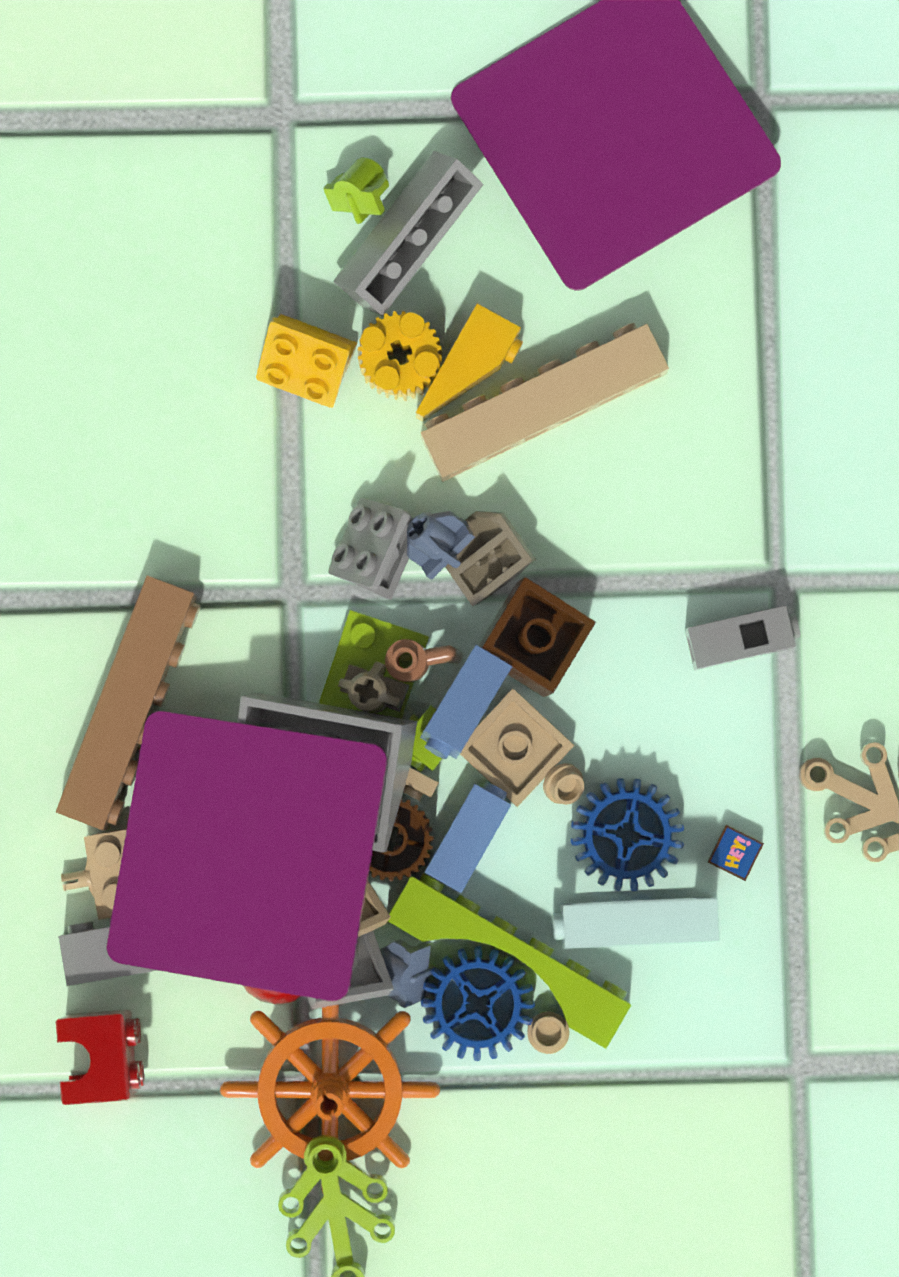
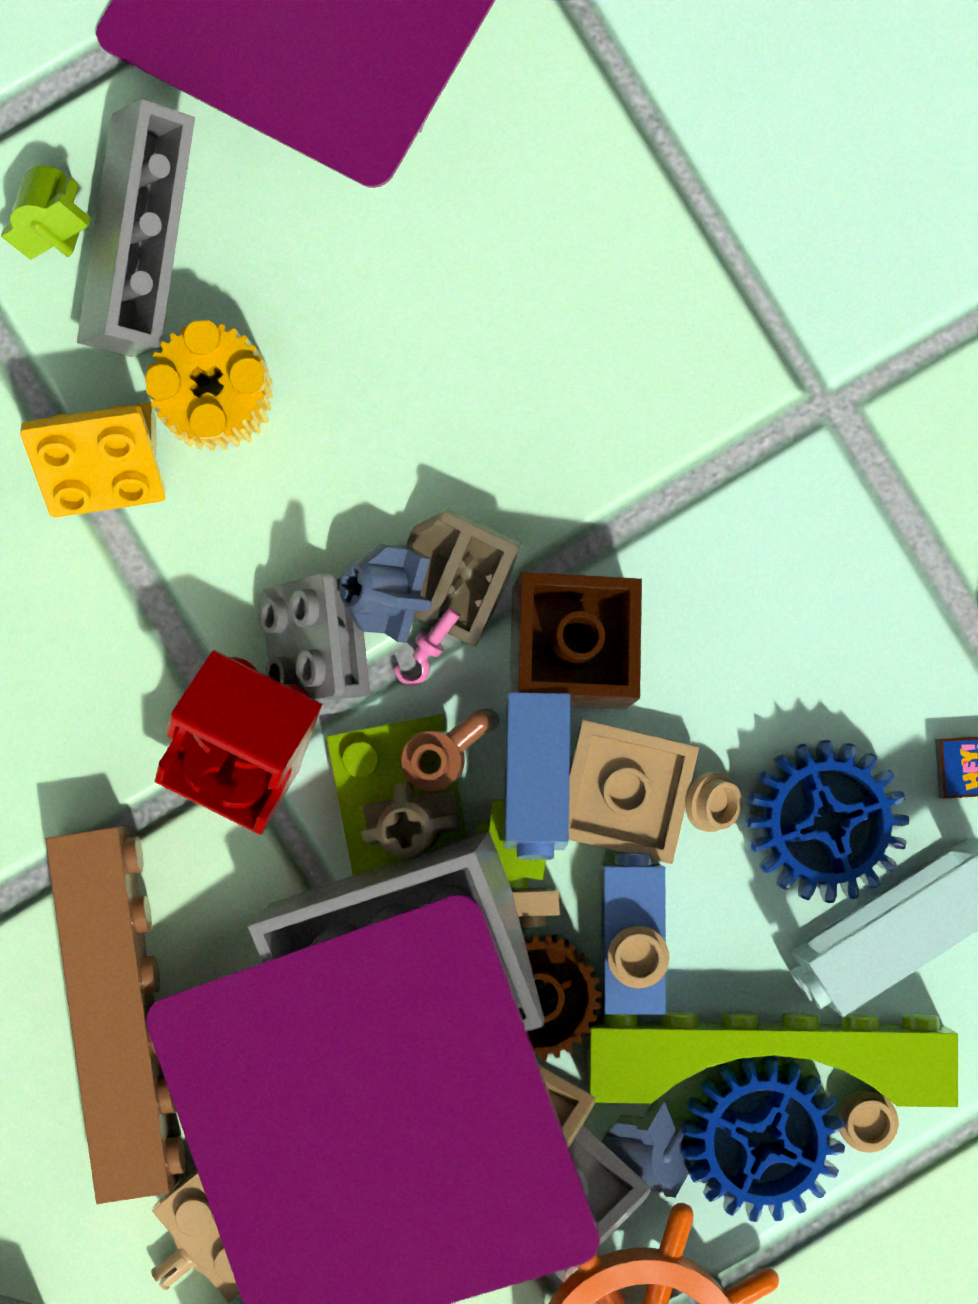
camera: 30 degrees left, 0 degrees up
(295, 582) = (237, 741): none -> red piece
(444, 589) = (429, 645): none -> bright pink hand
(464, 848) = (638, 956): none -> tan plate
(475, 356) = (304, 339): yellow slope -> none
(544, 402) = (421, 344): tan brick -> none
(742, 637) = (828, 498): light grey brick -> none

